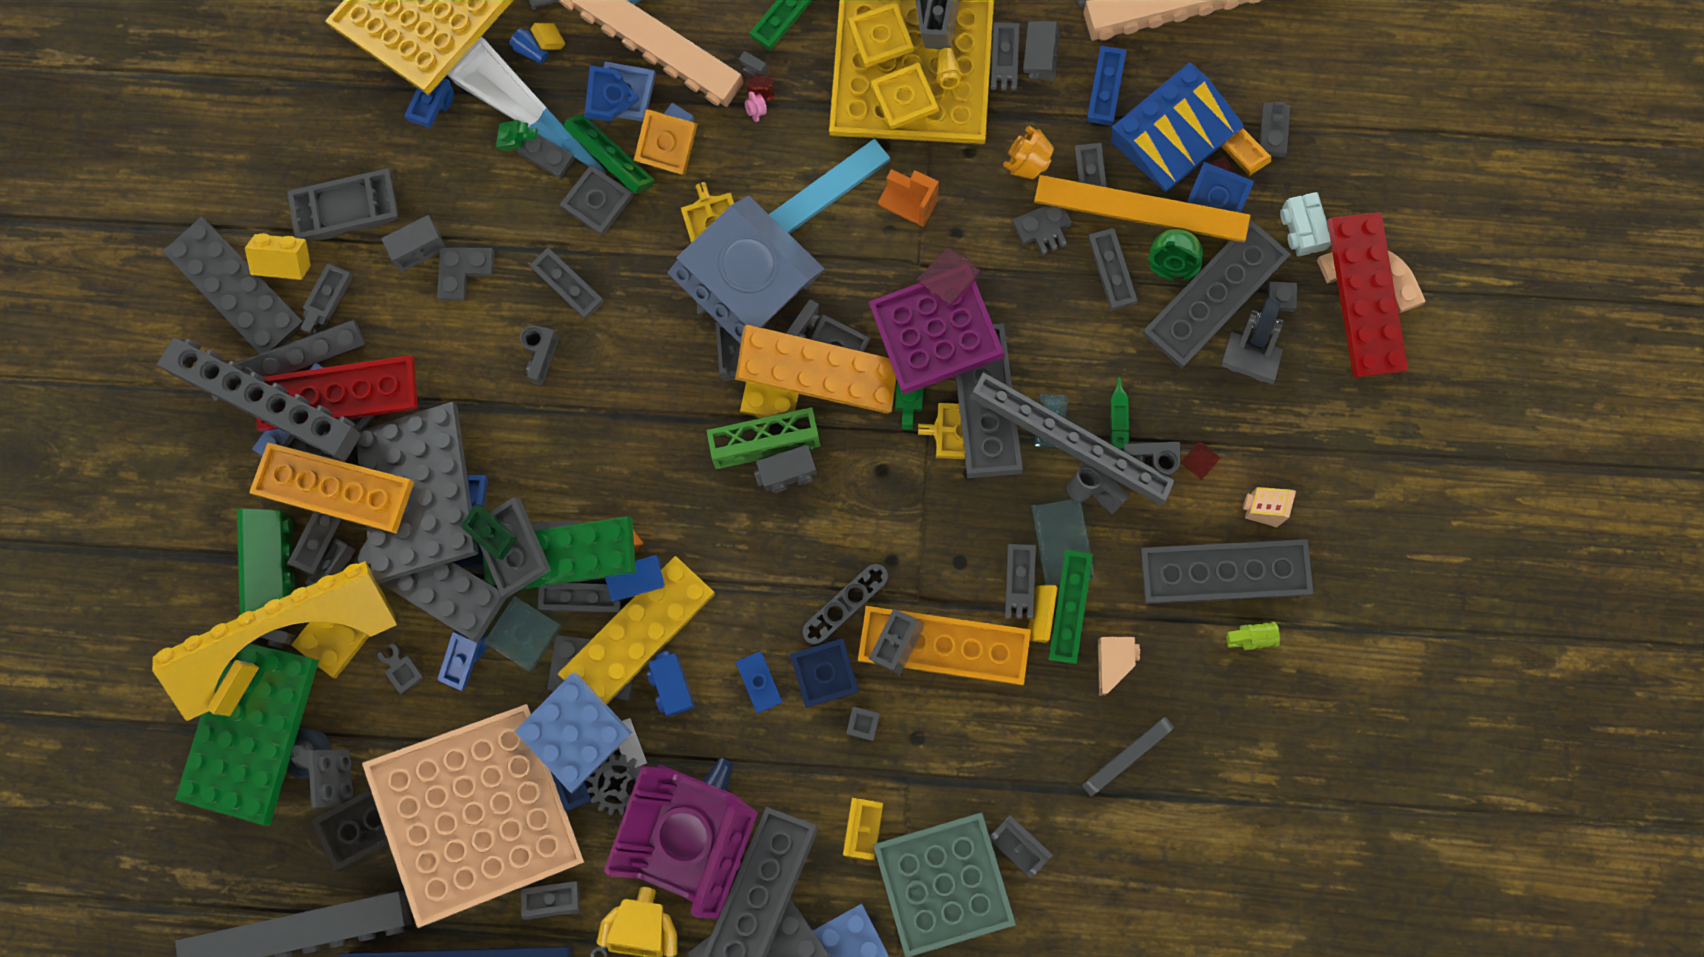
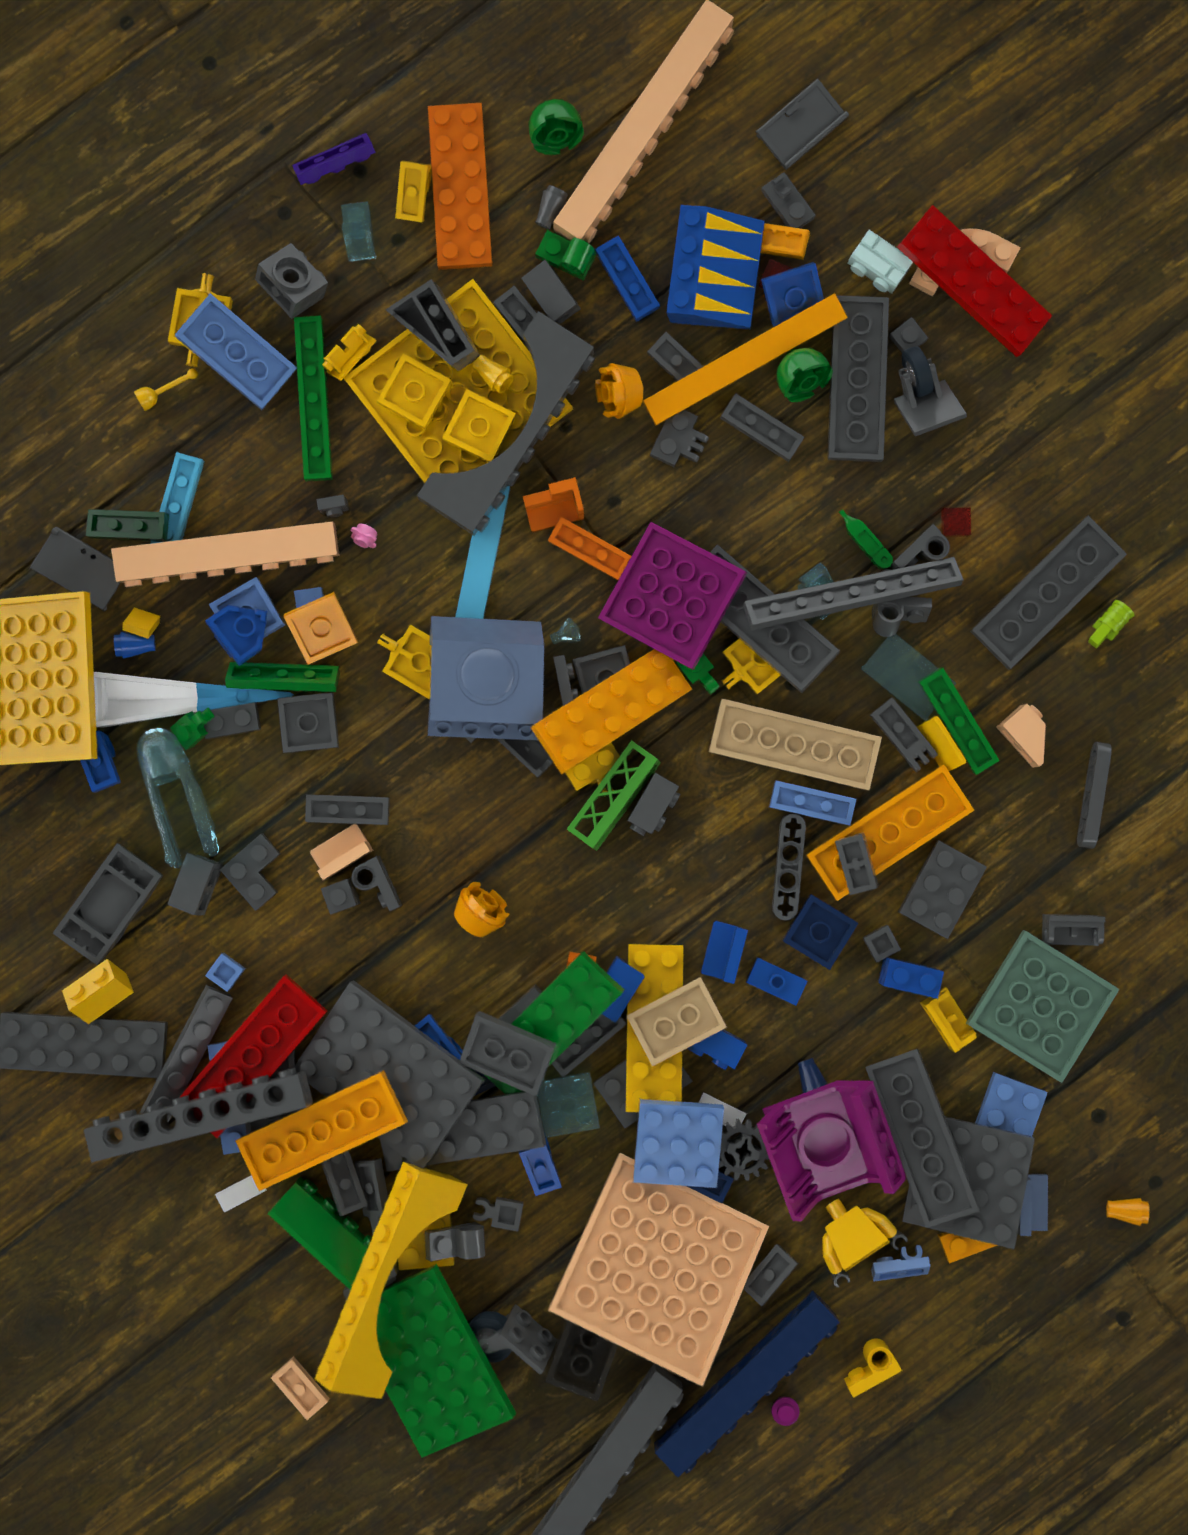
camera: 50 degrees left, 10 degrees up
(139, 667) = (300, 1388): none -> light nougat plate
(232, 688) = (392, 1344): yellow tile -> none
(235, 488) = (238, 1193): none -> white sticker
(325, 298) = (165, 989): dark grey hinge -> none
(348, 658) = (462, 1240): none -> dark grey plate
(376, 322) = (225, 972): none -> medium blue plate
(470, 141) = (162, 762): none -> clear light blue piece
(489, 532) = (482, 1058): dark green plate -> none
(503, 338) = (340, 896): none -> dark grey brick
(534, 310) = (340, 851): none -> light nougat panel
(590, 433) = (480, 910): none -> light orange cone
(655, 638) = (676, 1021): none -> tan plate
(740, 624) = (724, 951): none -> blue panel
(762, 85) = (355, 515): clear red plate -> none
(837, 294) = (567, 632): none -> clear light blue rock
(859, 138) = (471, 495): none -> dark grey arch
(861, 768) = (911, 977): none -> blue brick
(905, 572) = (812, 803): none -> medium blue plate
(906, 245) = (589, 548): none -> orange plate
(931, 518) = (795, 744): none -> tan plate
(946, 725) = (942, 889): none -> dark grey plate
(949, 276) = (644, 544): clear pink piece -> none
(1078, 37) = (569, 256): none -> green plate
(1269, 505) = (1040, 514): light nougat slope -> none
(1340, 86) = (810, 120): none -> dark grey door

